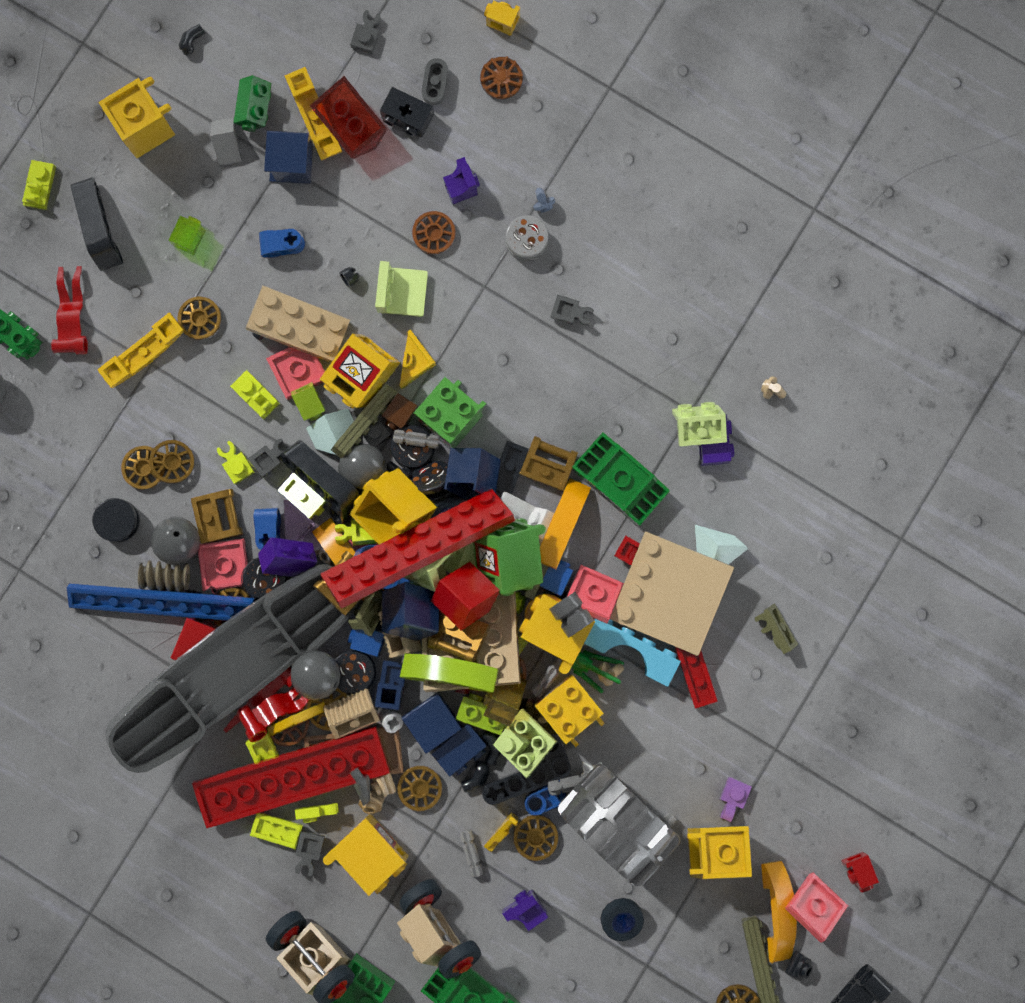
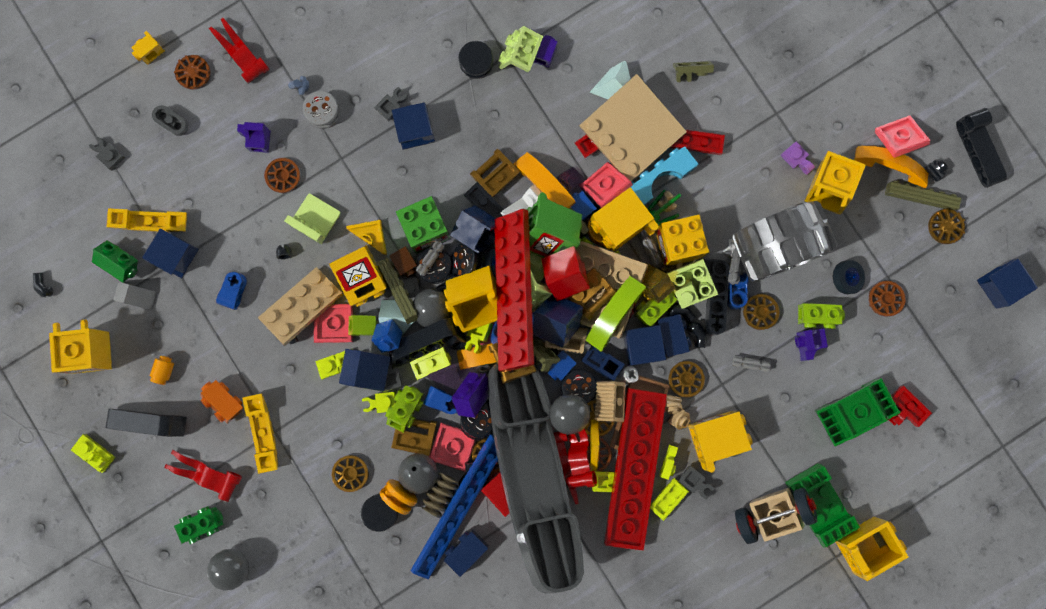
camera: 65 degrees left, 0 degrees up
(115, 634) = (466, 552): none -> dark blue brick
(138, 531) = (398, 498): none -> light orange head
(153, 296) = (217, 397): none -> orange brick
(159, 211) = (161, 370): none -> light orange brick
(171, 461) = (356, 449): pearl gold wheel -> none
(187, 234) = (190, 357): clear neon green brick -> none
(199, 317) = (258, 378): pearl gold wheel -> none
(246, 492) = (407, 402): none -> lime brick
(259, 428) = (364, 370): none -> dark blue piece
(308, 434) = (387, 336): none -> blue brick
(349, 118) = (164, 194): clear red slope -> none
(362, 785) = (666, 418): dark grey bar -> none
(400, 103) = (173, 155): black brick -> none
(431, 934) = (799, 418): brick -> none
(501, 832) = (746, 333): yellow tile -> none
(546, 119) = (241, 54): none -> red flag
(556, 348) = (413, 125): none -> dark blue piece
(563, 907) = (820, 314): none -> lime brick
(571, 614) = (619, 199): dark grey wheel -> none
(580, 551) = (571, 179): none -> clear purple slope
(620, 975) = (886, 298): none -> dark orange wheel
(621, 478) = (532, 125): green plate -> none
(667, 379) = (476, 59): none -> black head
(861, 871) = (890, 94): red brick -> none

